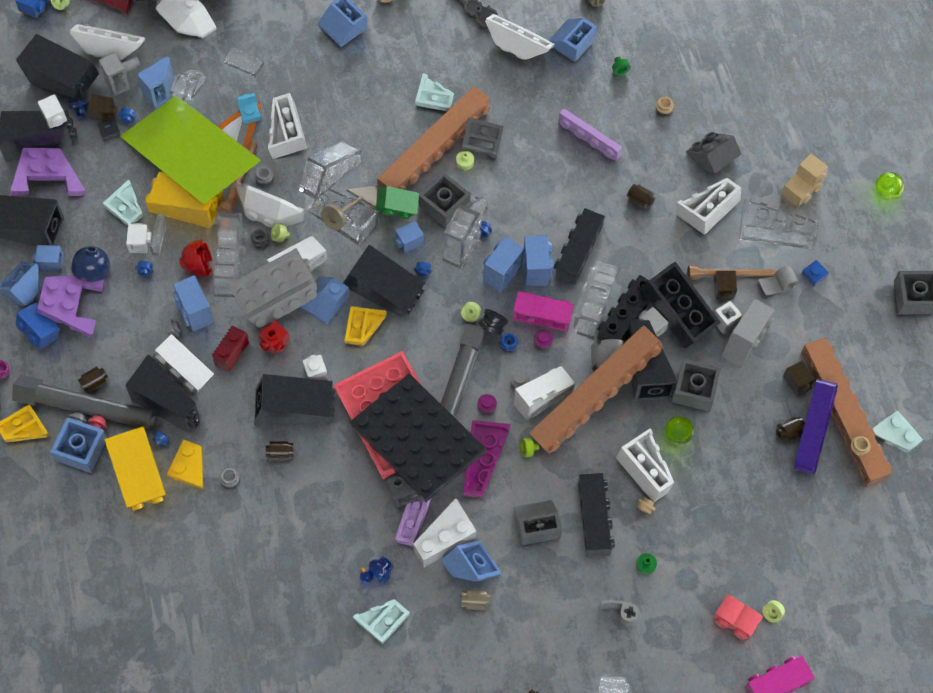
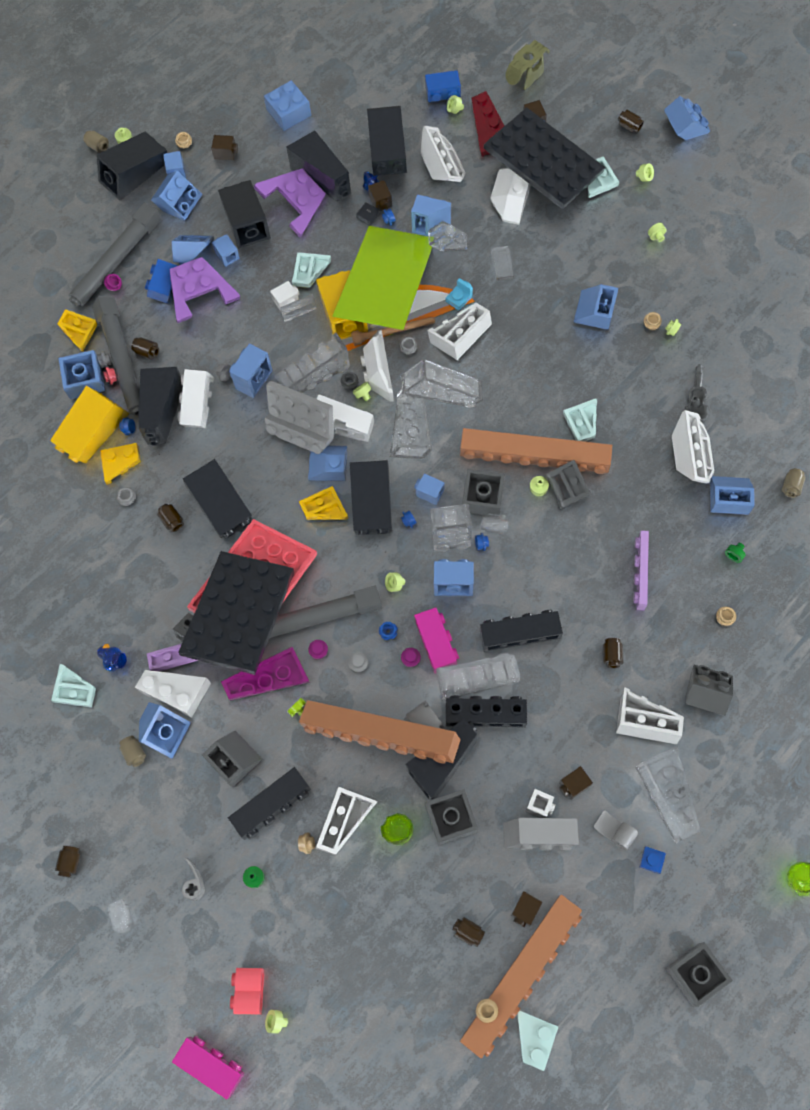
camera: 65 degrees right, 5 degrees up
(52, 111) = (334, 160): white brick -> none
(90, 263) = (237, 280): dark blue cylinder -> none
(116, 72) = (415, 183): light grey brick -> none
(144, 268) = (263, 318): blue plate -> none
(196, 259) = (293, 347): red cylinder -> none
(230, 348) = (233, 423): dark red brick -> none
(273, 338) = (263, 448): red brick -> none
(315, 368) = (256, 496): white brick -> none
(335, 217) = (441, 429): dark tan piece -> none
(397, 202) = (448, 457): brick -> none
(493, 322) = (394, 605): black wheel -> none
(537, 260) = (477, 603): medium blue brick -> none
(543, 392) = (355, 688): white wedge -> none
(657, 321) = (487, 740): white brick -> none
(680, 305) = (517, 754): black brick -> none
(695, 272) = (569, 747): medium nougat piece -> none
(805, 181) = (743, 793): tan brick -> none
(815, 426) = (482, 954): dark purple beam -> none

